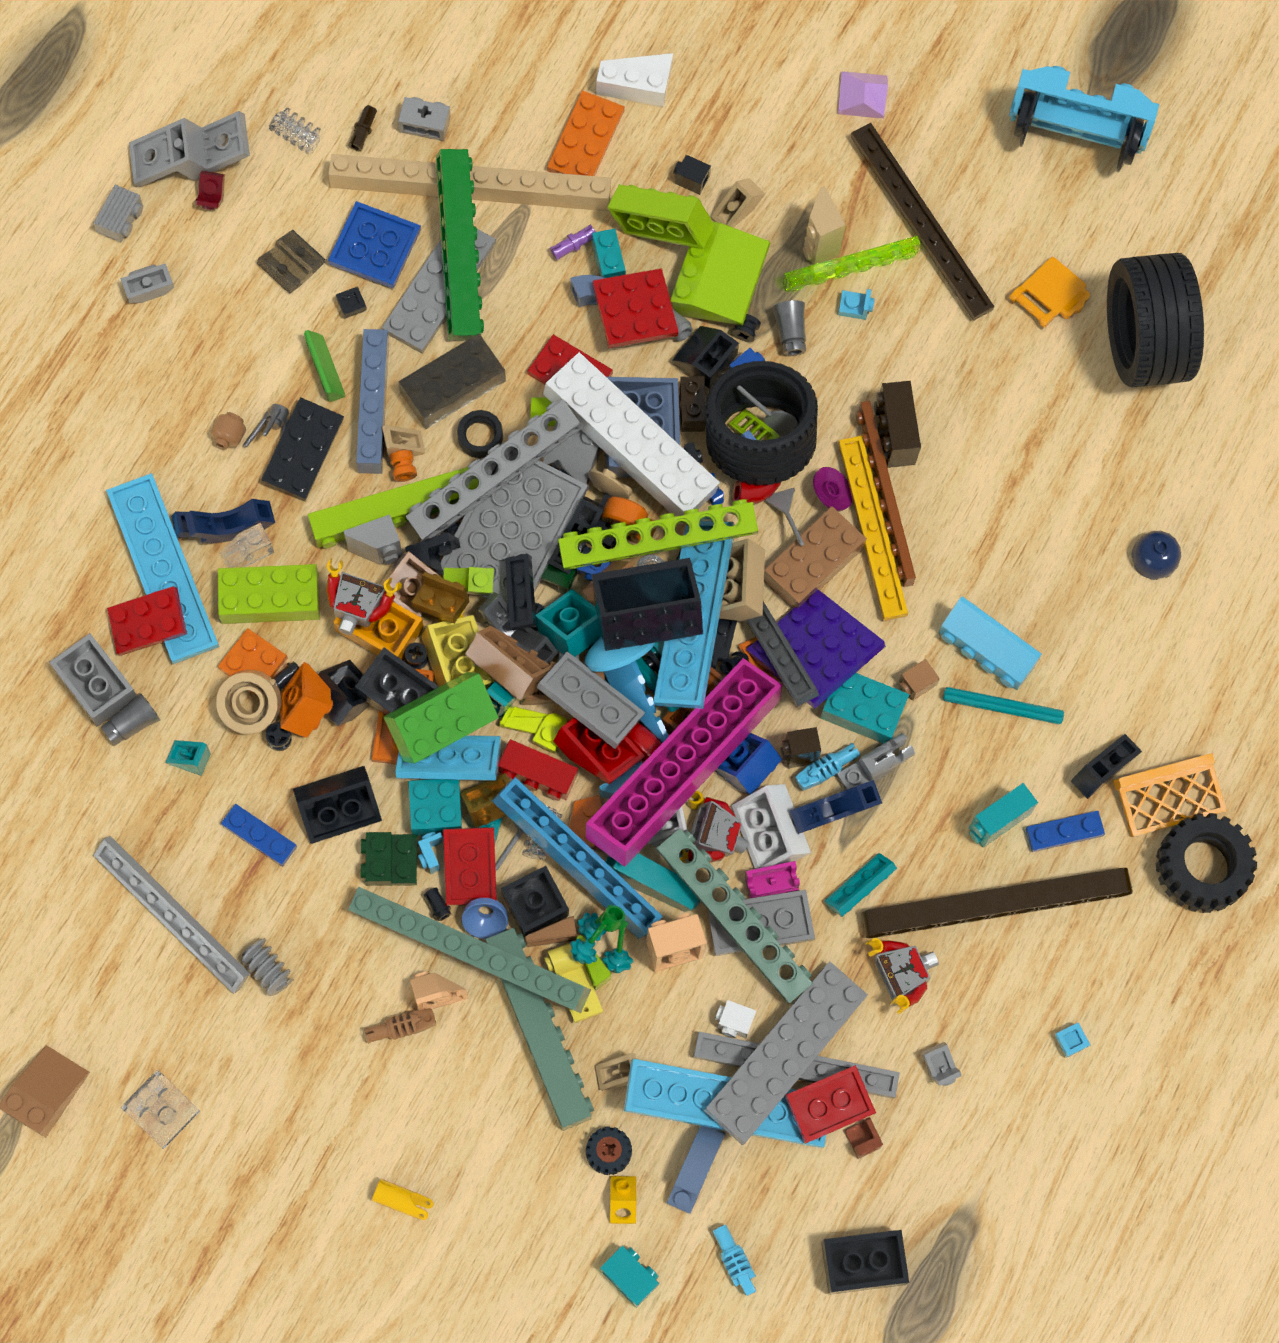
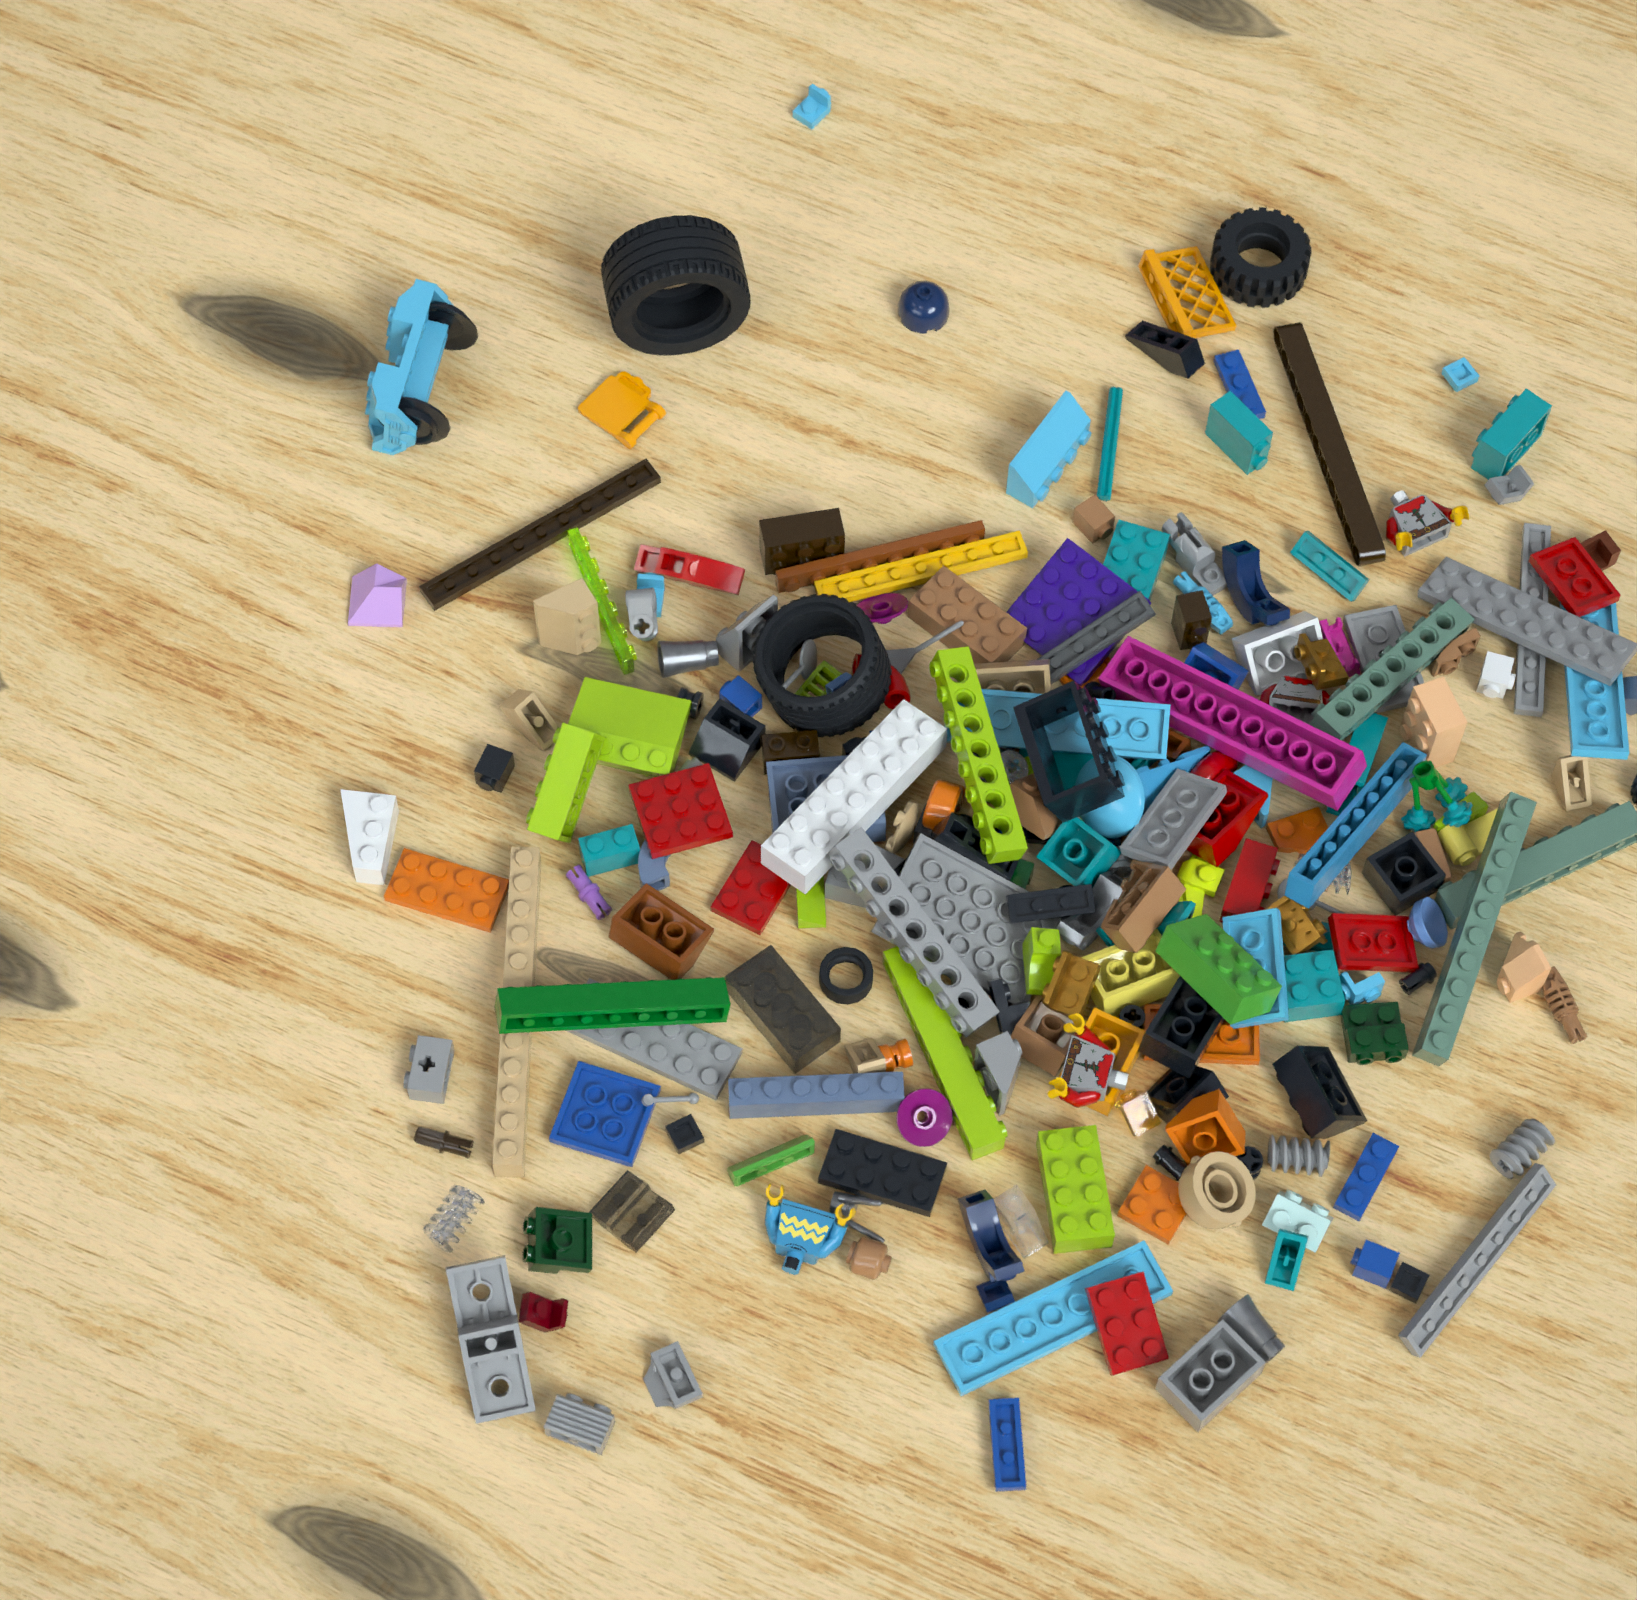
camera: 90 degrees left, 10 degrees down
(61, 522) = (1007, 1444): none -> blue plate
(158, 854) = (1409, 1282): none -> black plate
(177, 827) = (1374, 1263): none -> blue brick
(225, 772) = (1294, 1215): none -> light aqua bracket
(256, 381) = (803, 1231): none -> dark azure torso
(268, 204) = (558, 1241): none -> dark green plate
(277, 776) = (1298, 1155): none -> light grey piece
(334, 652) = (1138, 1111): none -> clear yellow bracket
(337, 481) = (936, 1120): none -> magenta dish
(378, 272) = (648, 1099): none -> light grey hinge
(528, 290) = (660, 932): none -> dark orange slope
(747, 853) = (1320, 663): none -> pearl gold bracket
(755, 978) = (1450, 657): none -> medium nougat slope
(807, 364) = (738, 641): none -> light grey slope
(835, 293) = (642, 608): none -> light grey piece
(875, 334) = (690, 568): none -> red slope
(993, 1070) = (1510, 435): none -> teal brick

